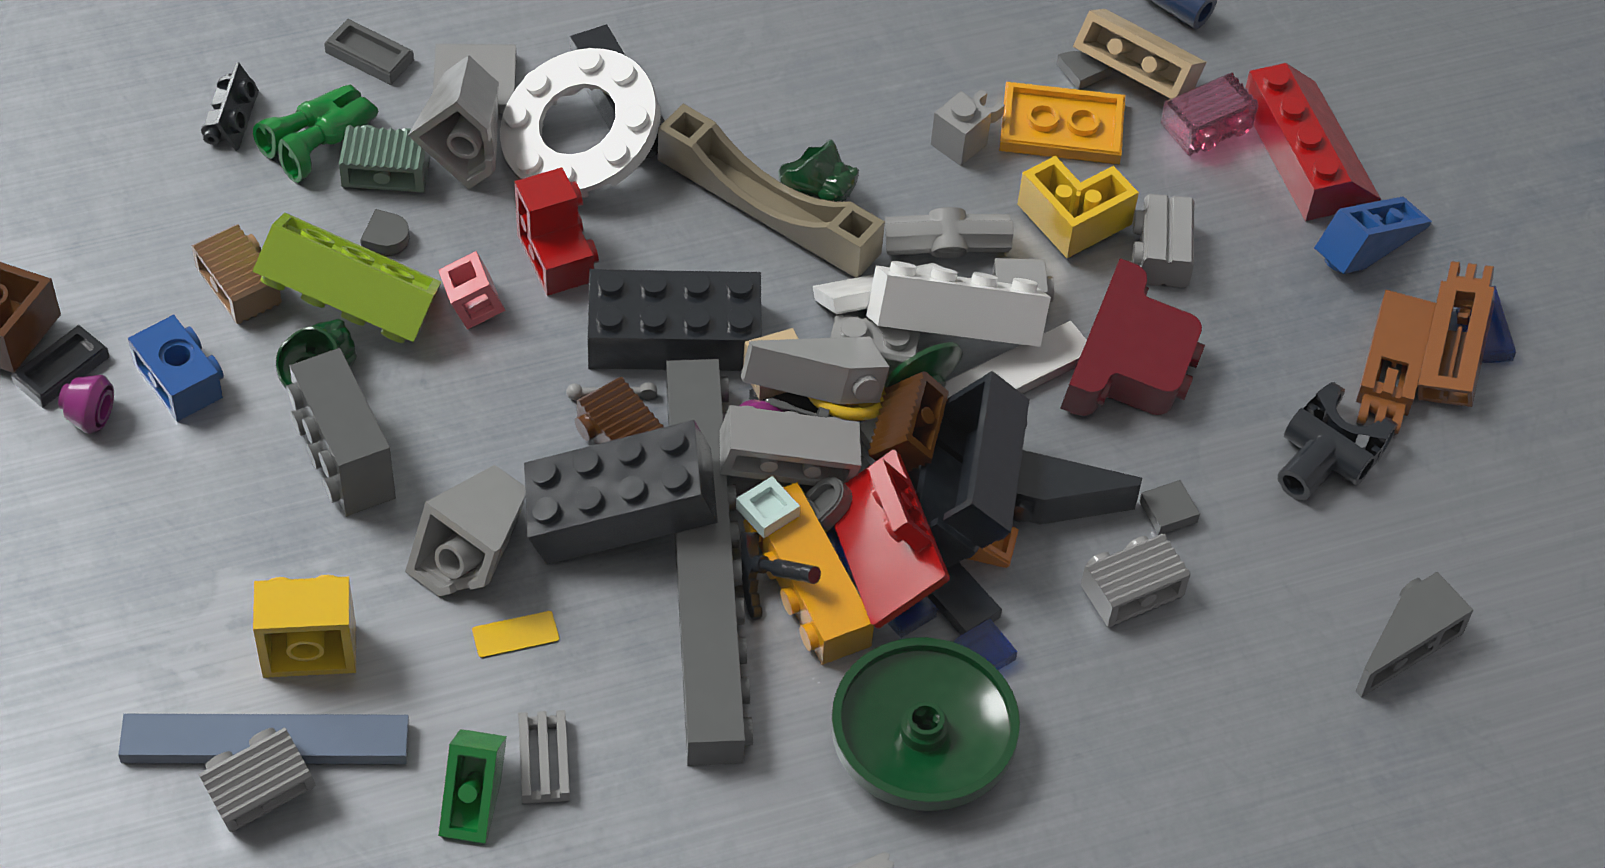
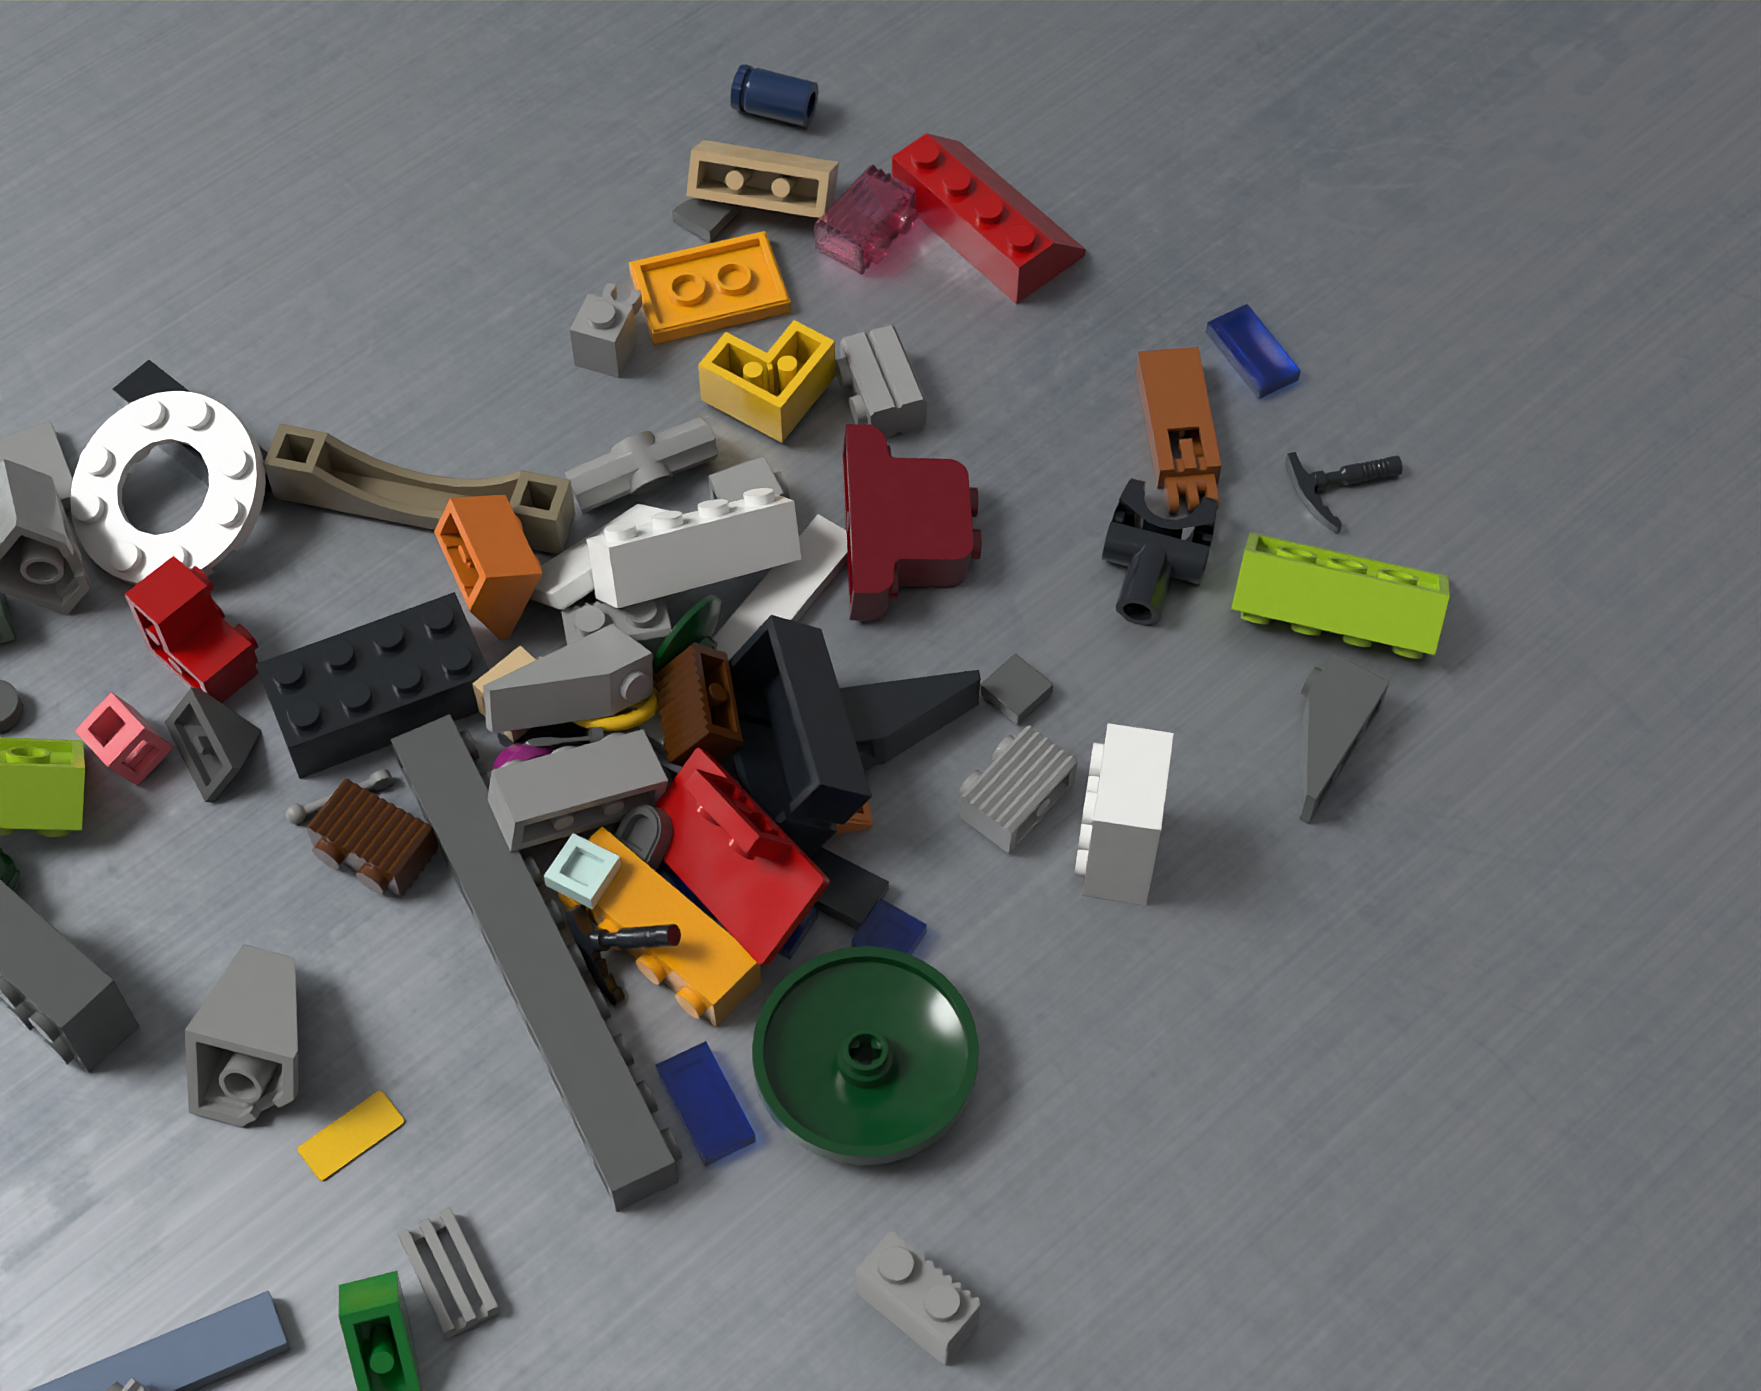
camera: 20 degrees left, 5 degrees up
(304, 626) = (99, 1237): yellow brick -> none
(534, 315) = (210, 740): none -> dark grey slope
(620, 492) = (405, 921): black brick -> none
(788, 714) = (705, 1103): none -> clear blue tile
(797, 257) = (489, 559): none -> orange slope
(820, 174) = (468, 447): dark green hair -> none
(1206, 622) = (1123, 813): none -> white brick
(1369, 232) = (1093, 293): blue slope -> none
(1455, 357) = (1240, 396): dark orange hinge -> none
(1467, 533) = (1341, 595): none -> lime slope
(1481, 441) = (1307, 483): none -> black piece

